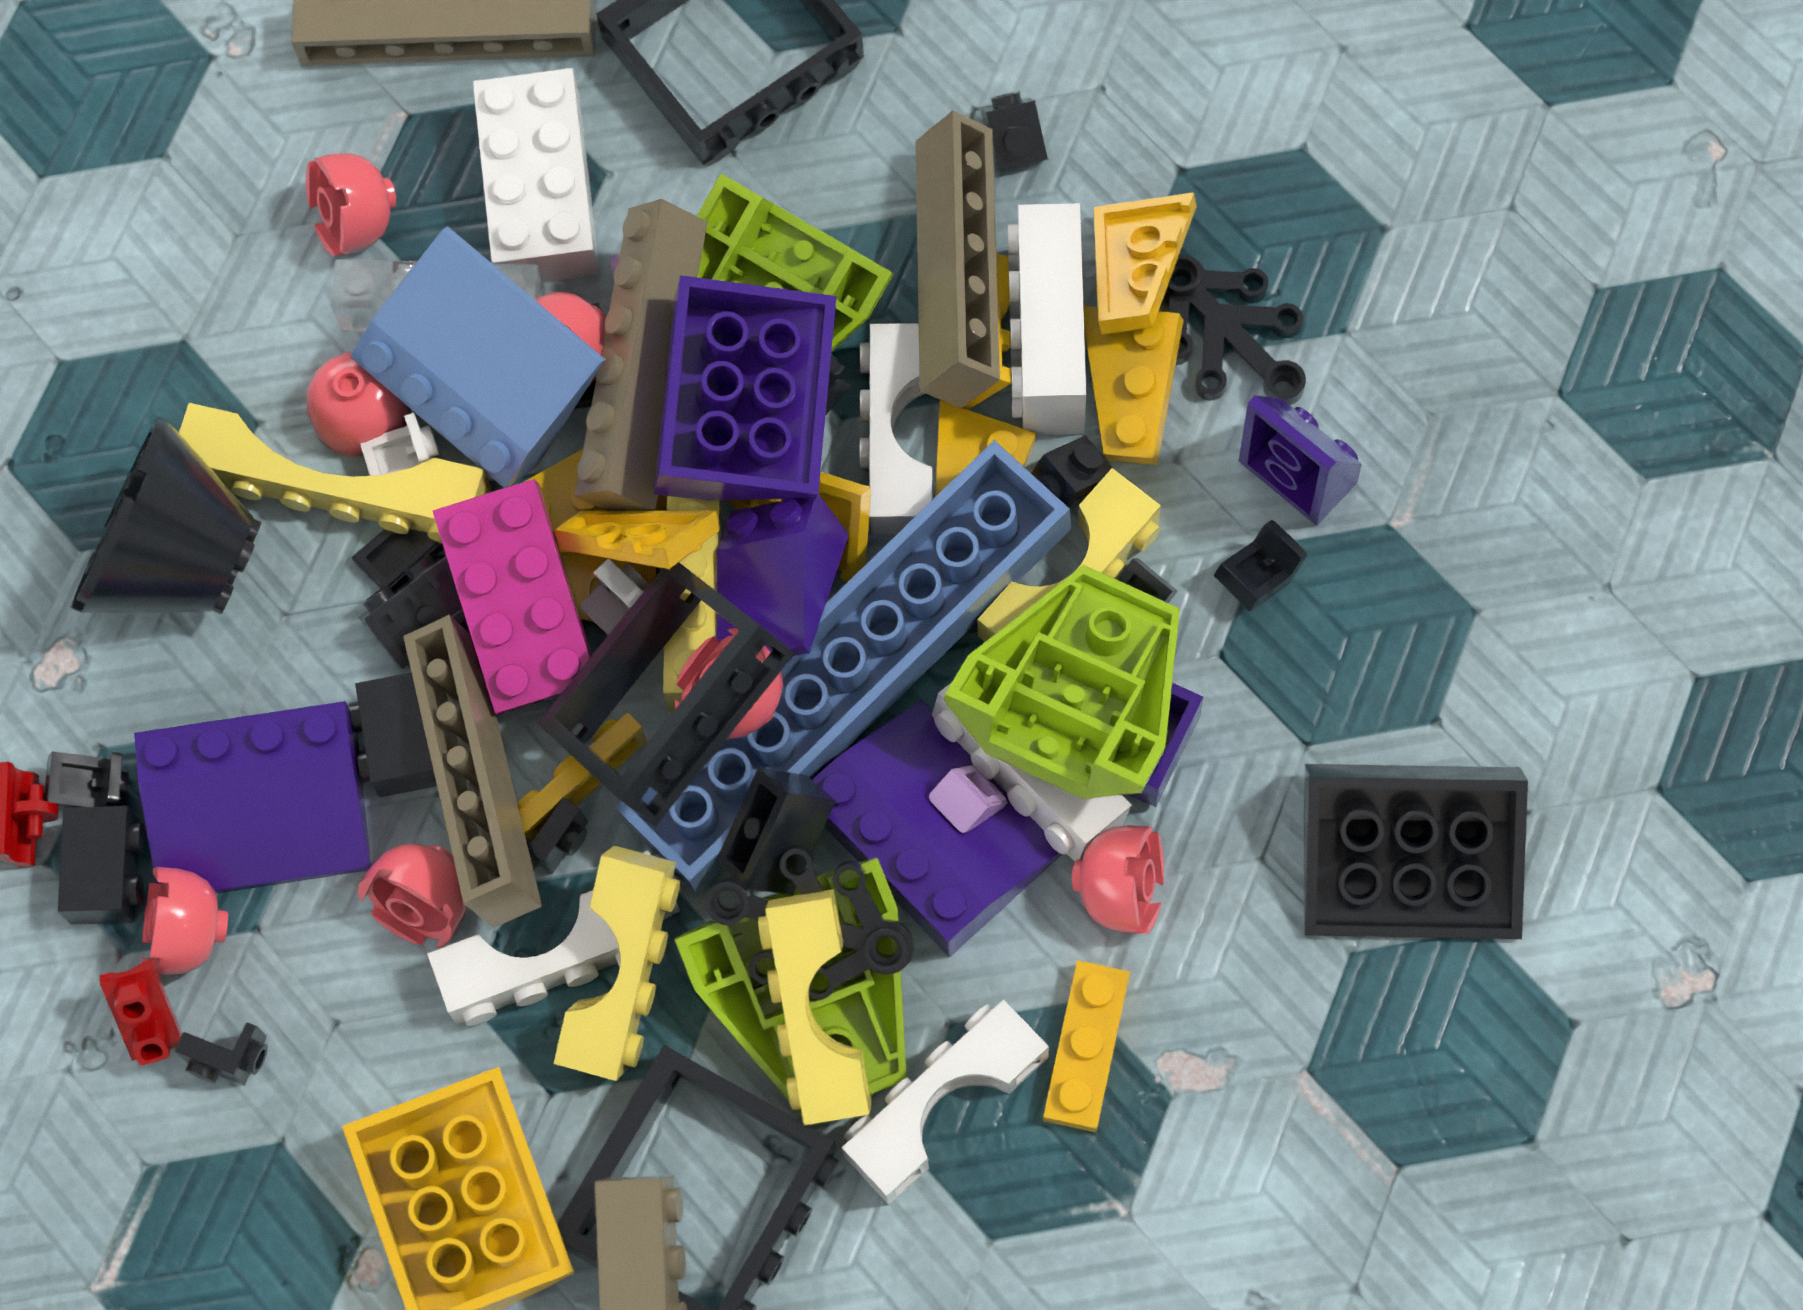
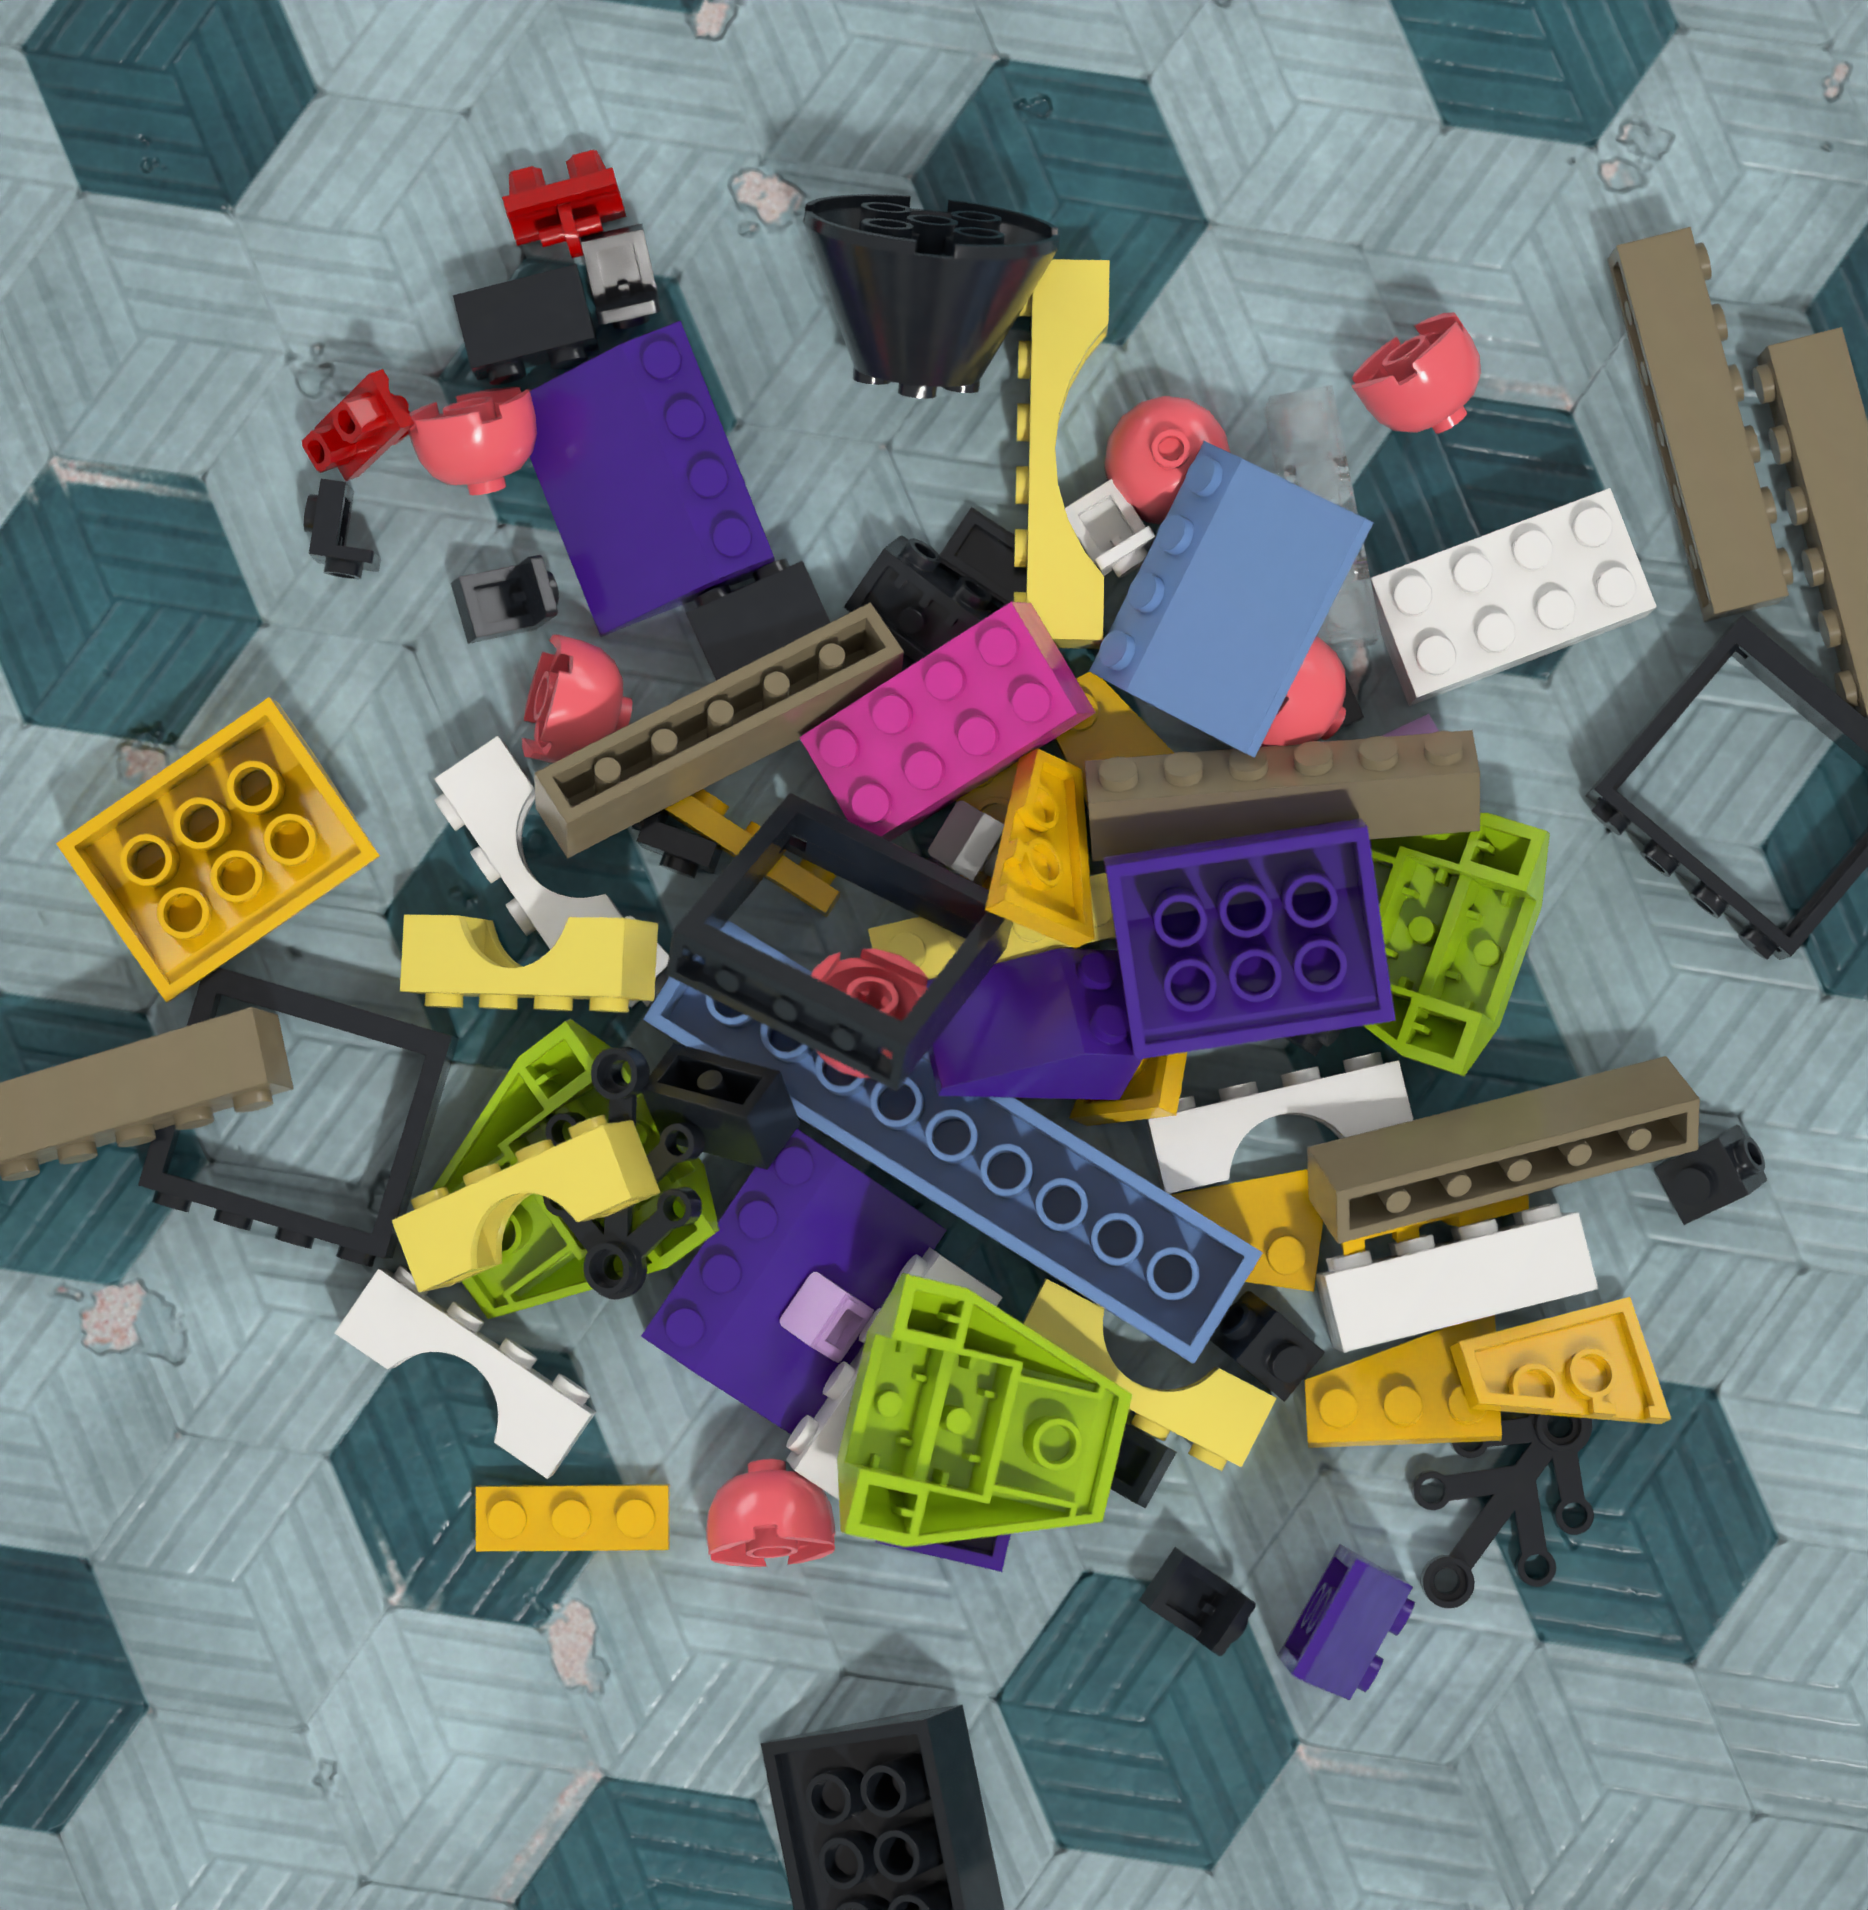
camera: 75 degrees right, 15 degrees up
(319, 928) = (506, 600): none -> black bracket

